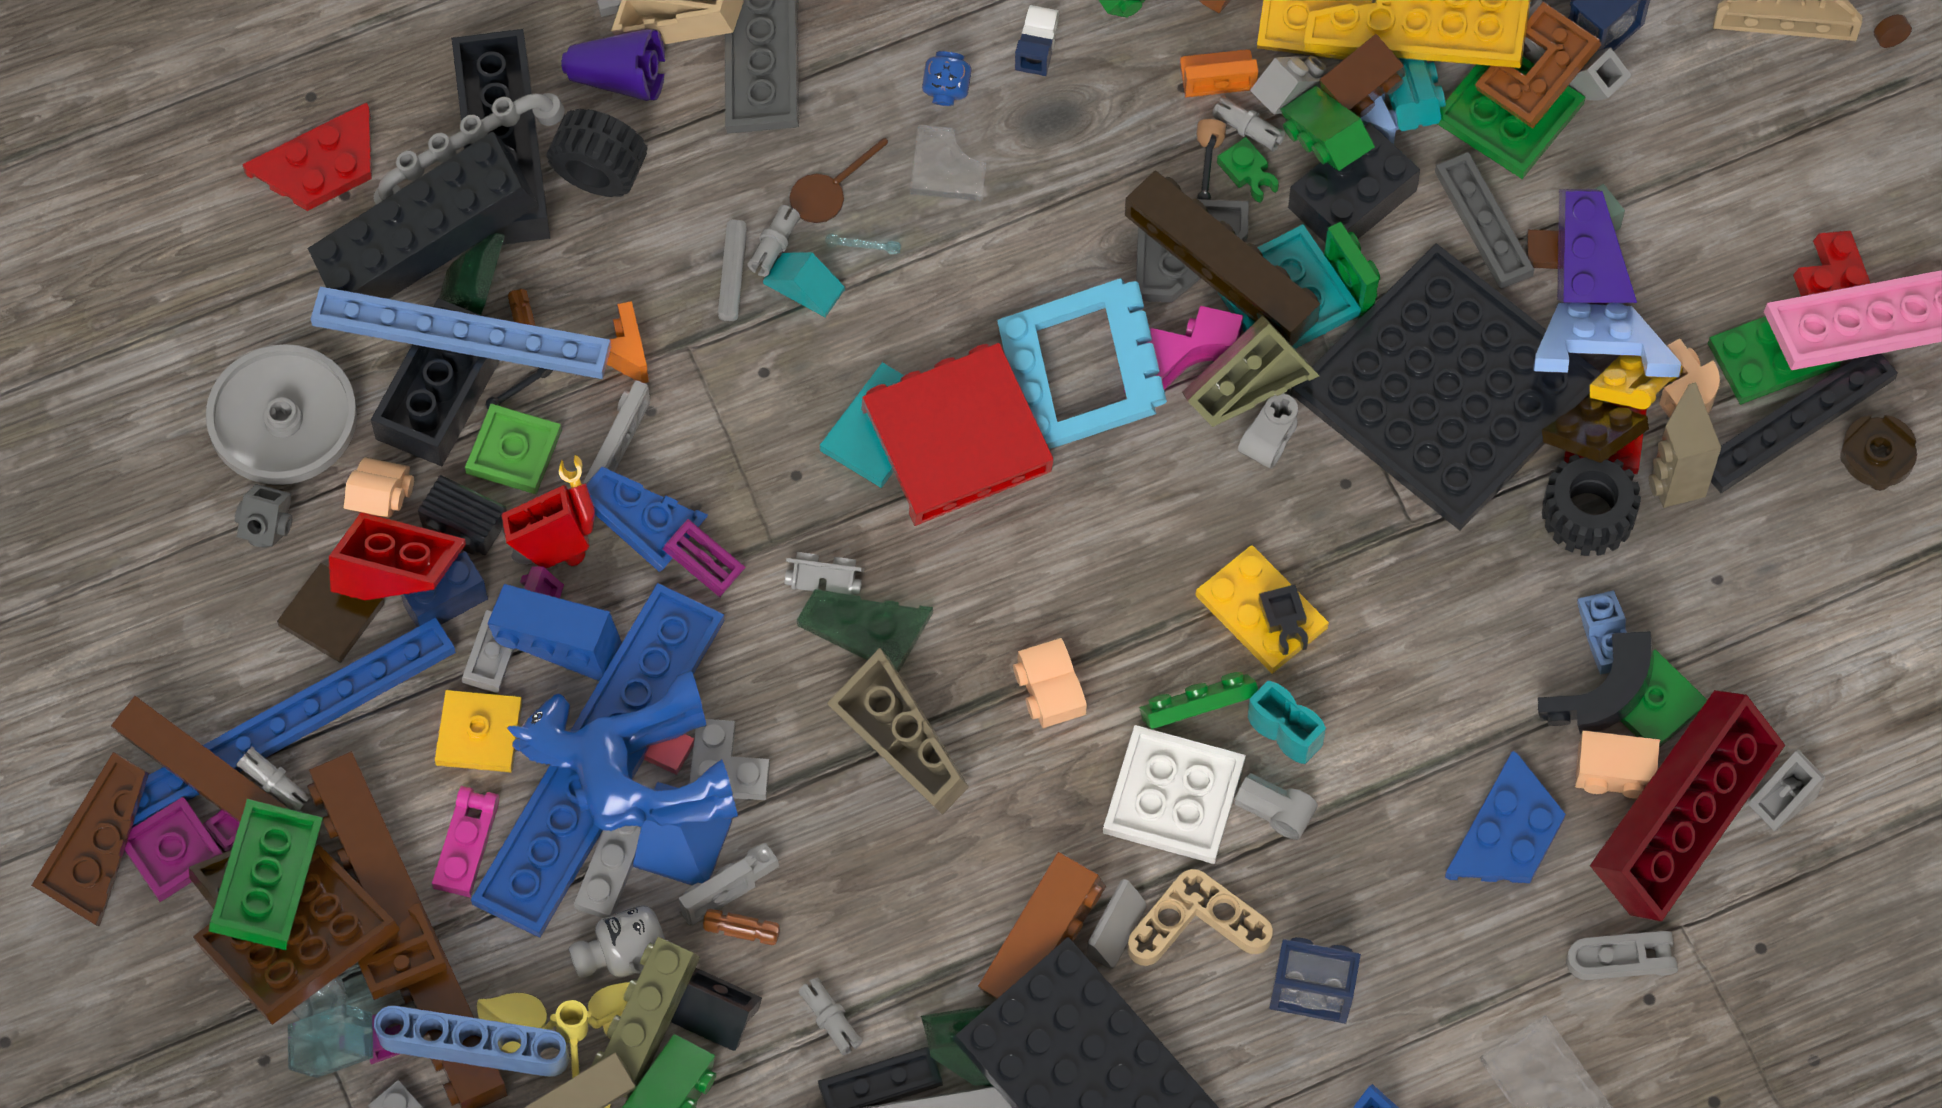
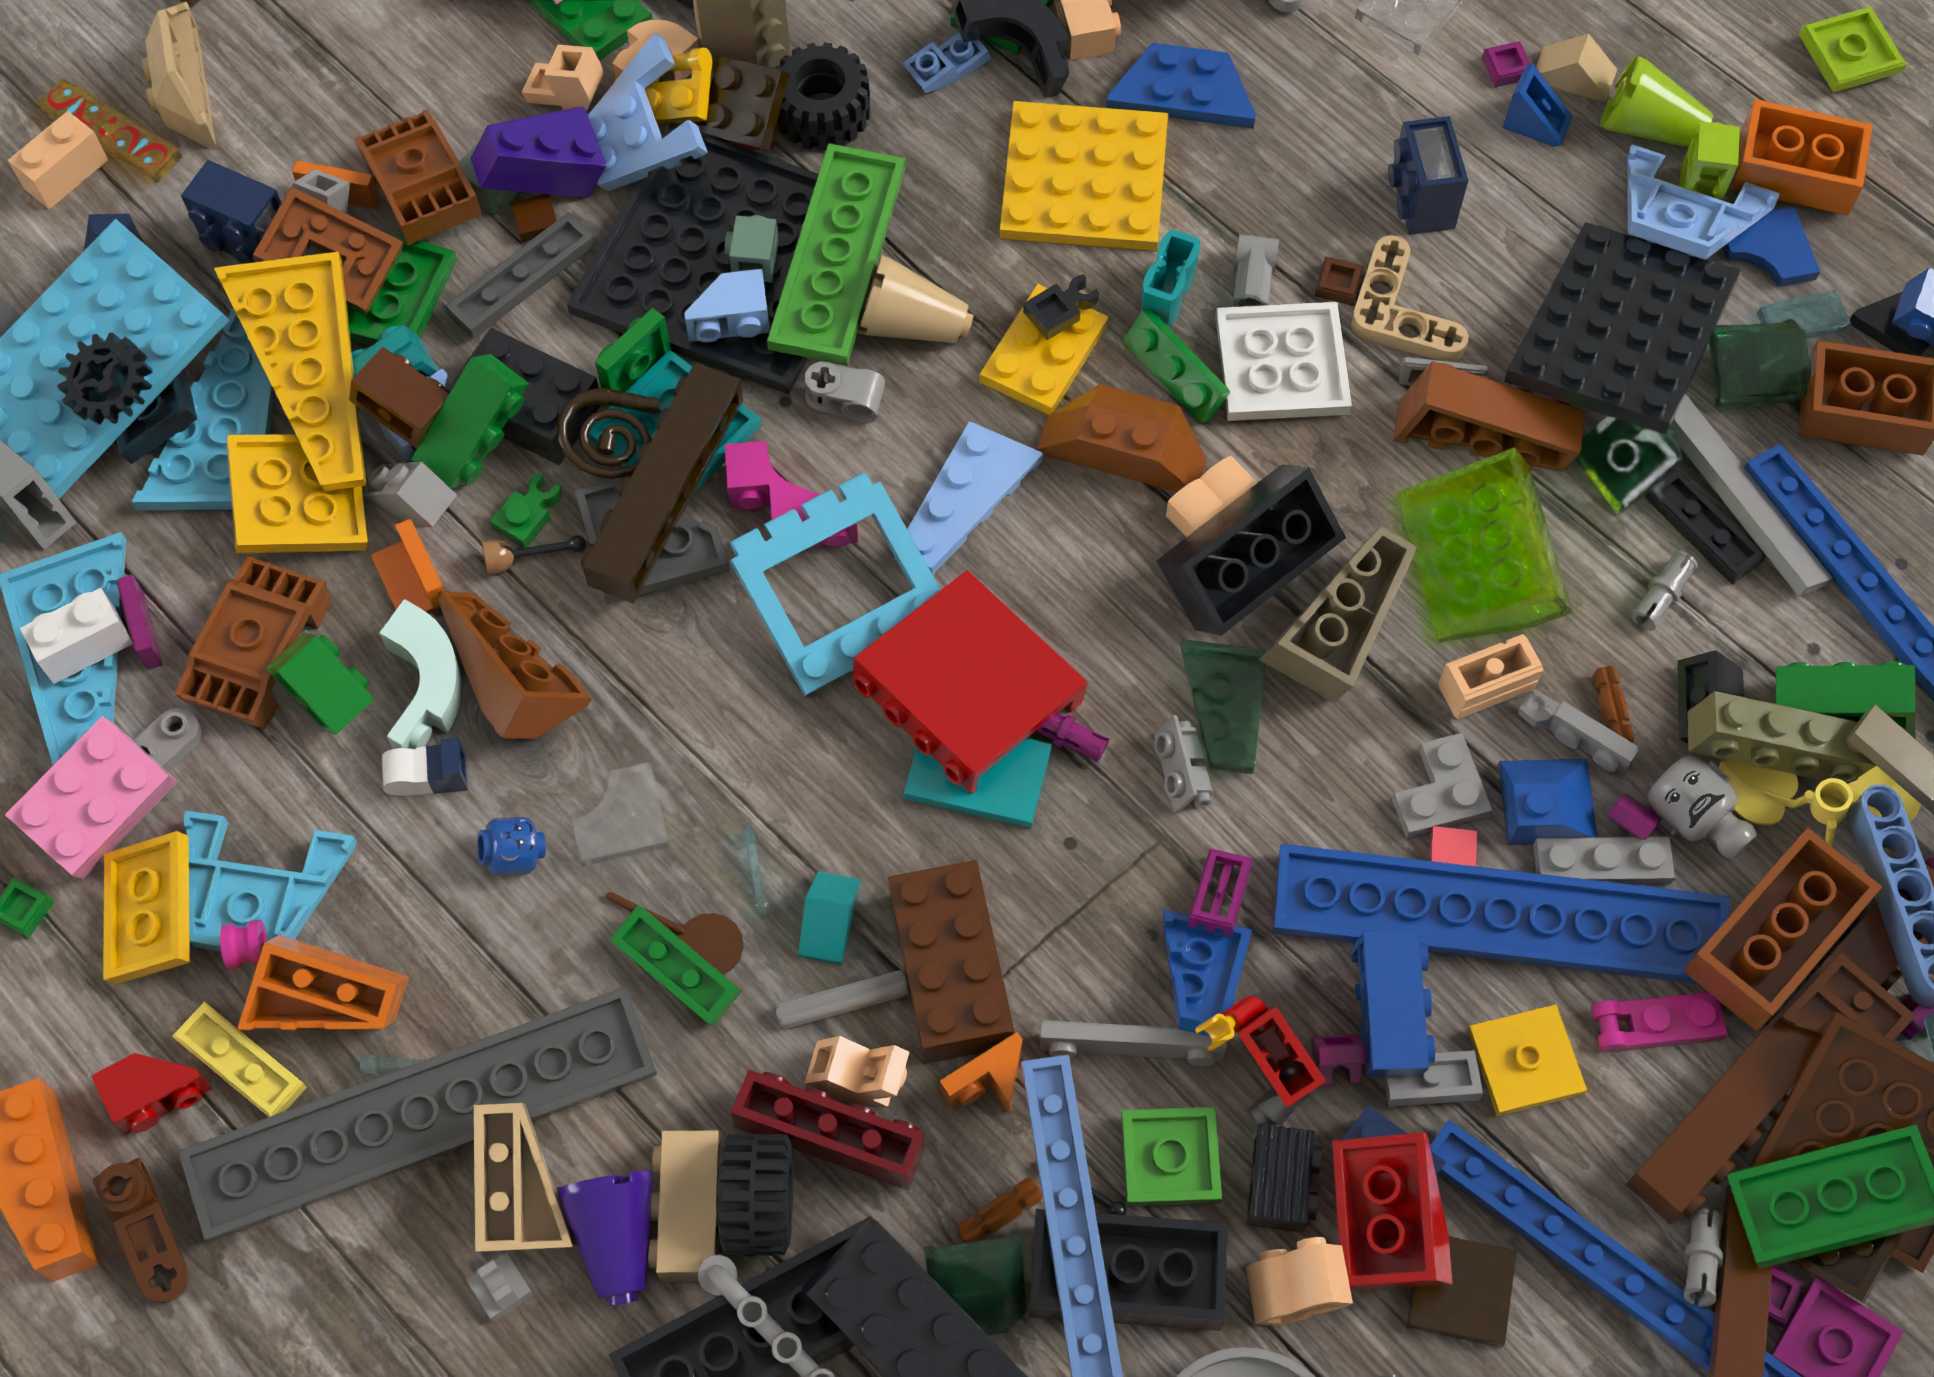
camera: 110 degrees left, 0 degrees up
(486, 935) = (1782, 929): none -> dark orange brick
(602, 763) = (1533, 876): blue animal -> none
(629, 221) = (829, 1129): none -> dark red brick
(637, 890) = (1634, 816): none -> magenta tile
(649, 120) = (685, 1204): none -> tan brick
(667, 256) = (857, 1072): none -> light nougat brick
(726, 346) = (950, 961): none -> reddish brown brick
(773, 240) = (789, 964): light grey pin -> none
(799, 826) = (1490, 676): none -> light nougat brick
(804, 164) = (676, 965): none -> green plate
(886, 497) = (1068, 733): none -> magenta pin
(923, 883) = (1484, 549): none -> clear neon green slope
(985, 679) = (1251, 549): none -> black brick
(1093, 118) = (509, 678): none -> dark orange wedge
(1118, 65) = (424, 644): none -> light aqua arch
(1142, 640) = (1125, 437): none -> dark orange wedge
(1148, 507) = (967, 490): none -> light blue wing
(1246, 879) = (1339, 281): none -> reddish brown tile
(1247, 373) = (799, 418): olive wedge -> none
(1248, 123) = (471, 523): light grey pin -> none
(1278, 229) = (606, 441): none -> dark brown piece
(1333, 503) = (912, 307): none -> tan cone
(1378, 357) = (729, 308): none -> light blue slope
(1407, 458) = (837, 254): none -> bright green plate
(1433, 392) = (753, 245): none -> sand green brick
(1437, 707) = (1084, 176): none -> yellow plate
(1609, 153) = (419, 176): none -> dark orange plate
(1628, 101) = (362, 185): none -> orange tile
(1676, 299) = (567, 79): none -> light nougat brick

